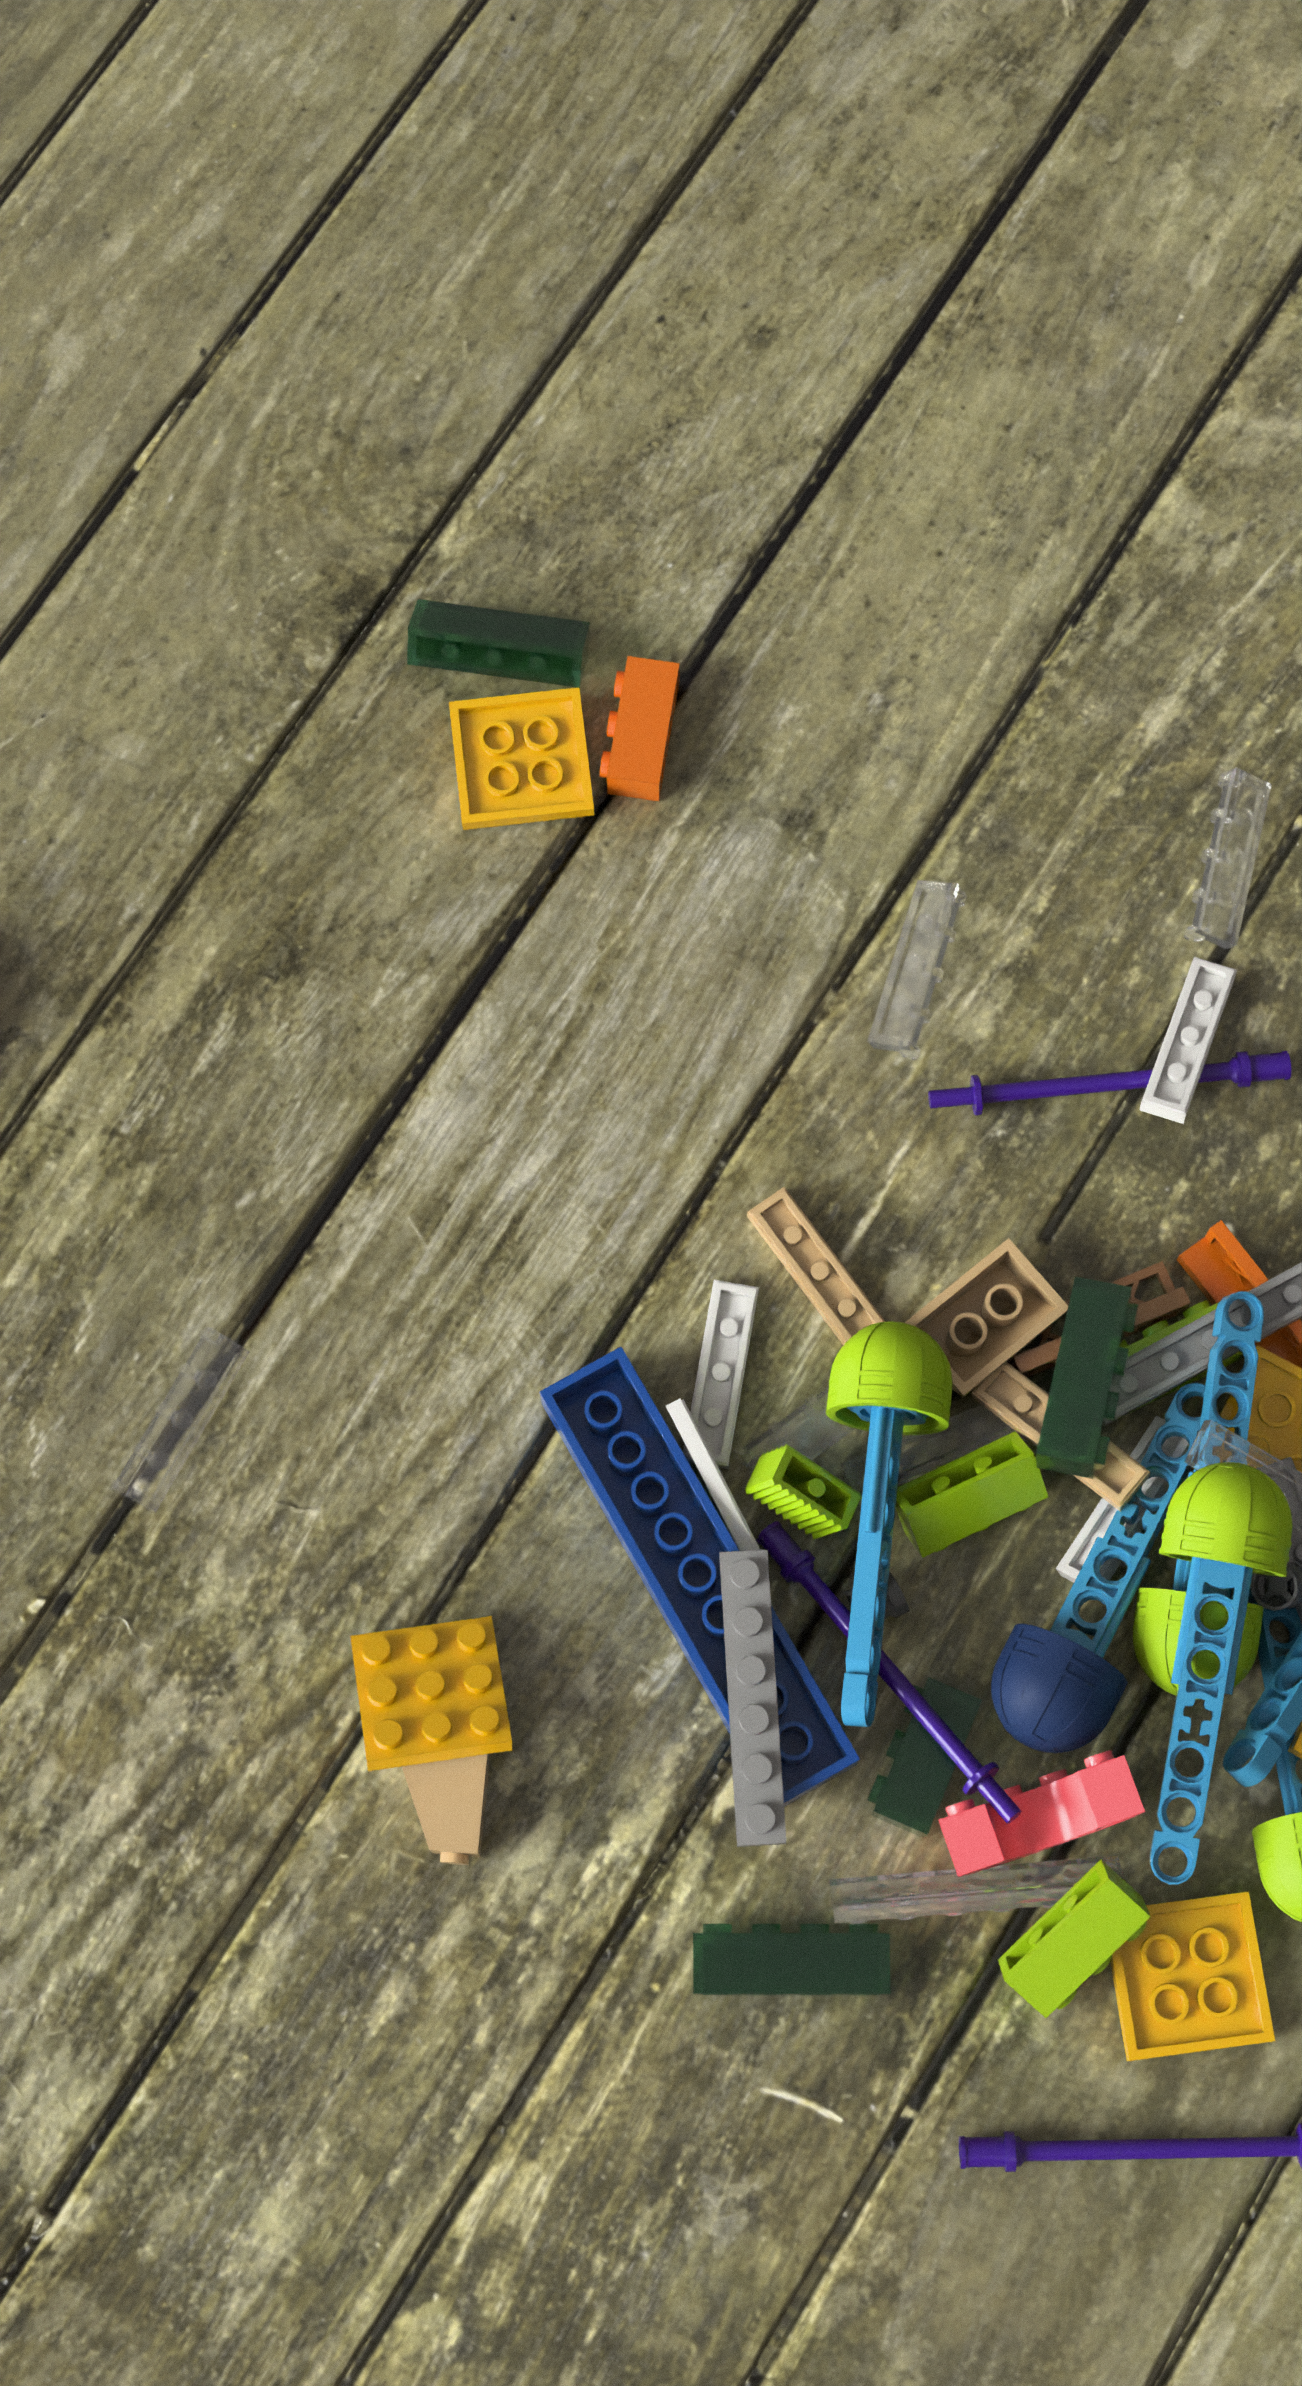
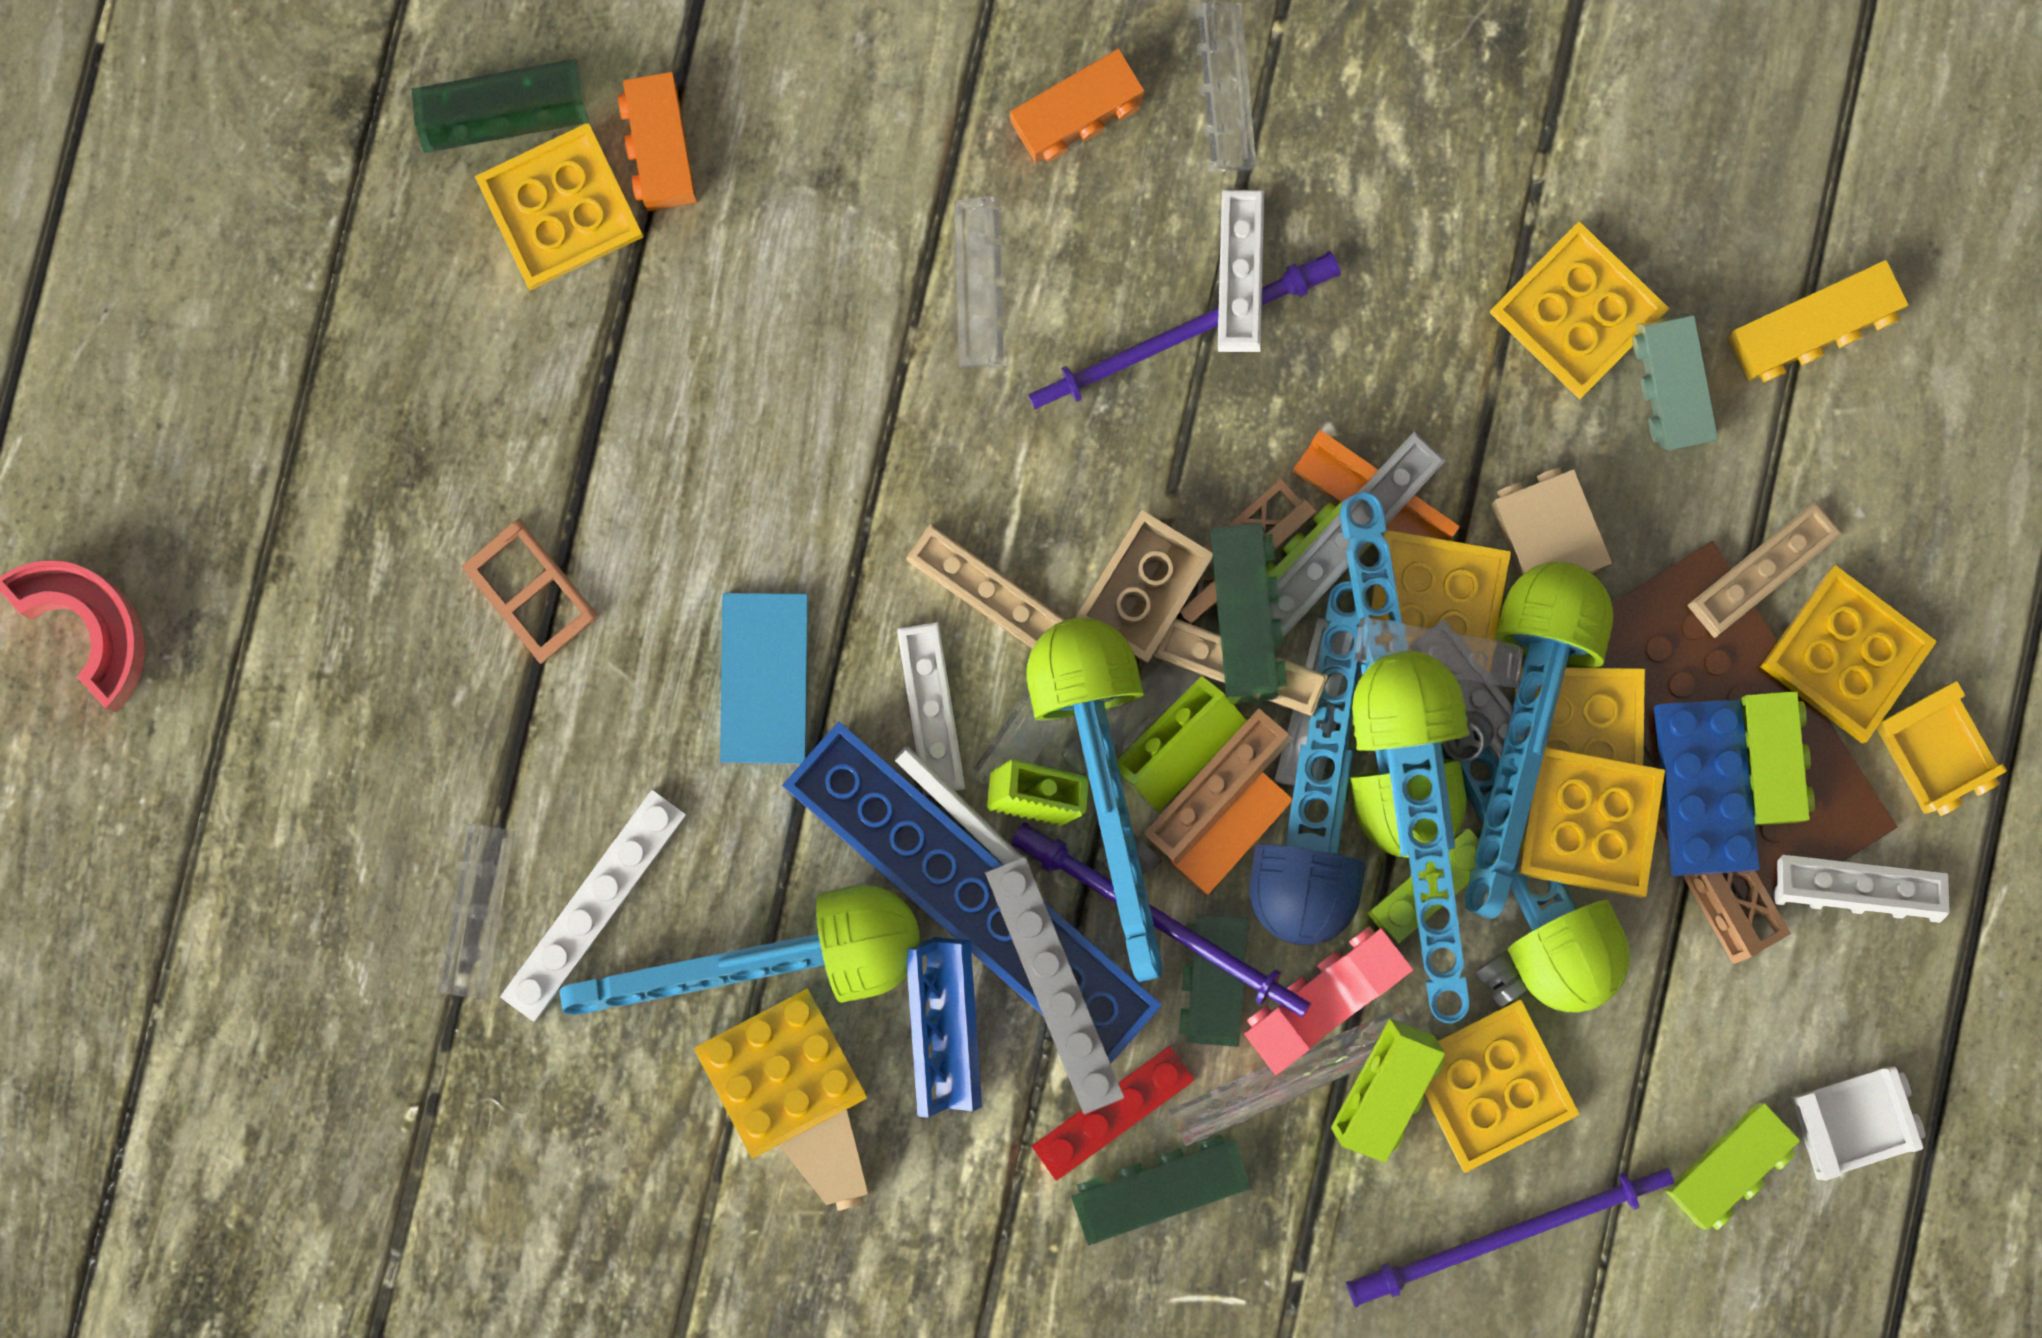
camera: 20 degrees left, 10 degrees up
(301, 1456) = (593, 906): none -> white plate
(390, 1168) = (553, 572): none -> nougat window
(559, 1284) = (764, 678): none -> dark azure tile
(565, 1582) = (859, 941): none -> piece
(626, 1702) = (949, 1024): none -> blue fence
(756, 1868) = (1089, 1132): none -> red plate
(991, 1602) = (1233, 834): none -> orange brick
(994, 1550) = (1217, 786): none -> medium nougat fence
(1073, 828) = (1077, 107): none -> orange brick
(1148, 1746) = (1397, 910): none -> lime brick
(1236, 1862) = (1502, 978): none -> dark grey wheel

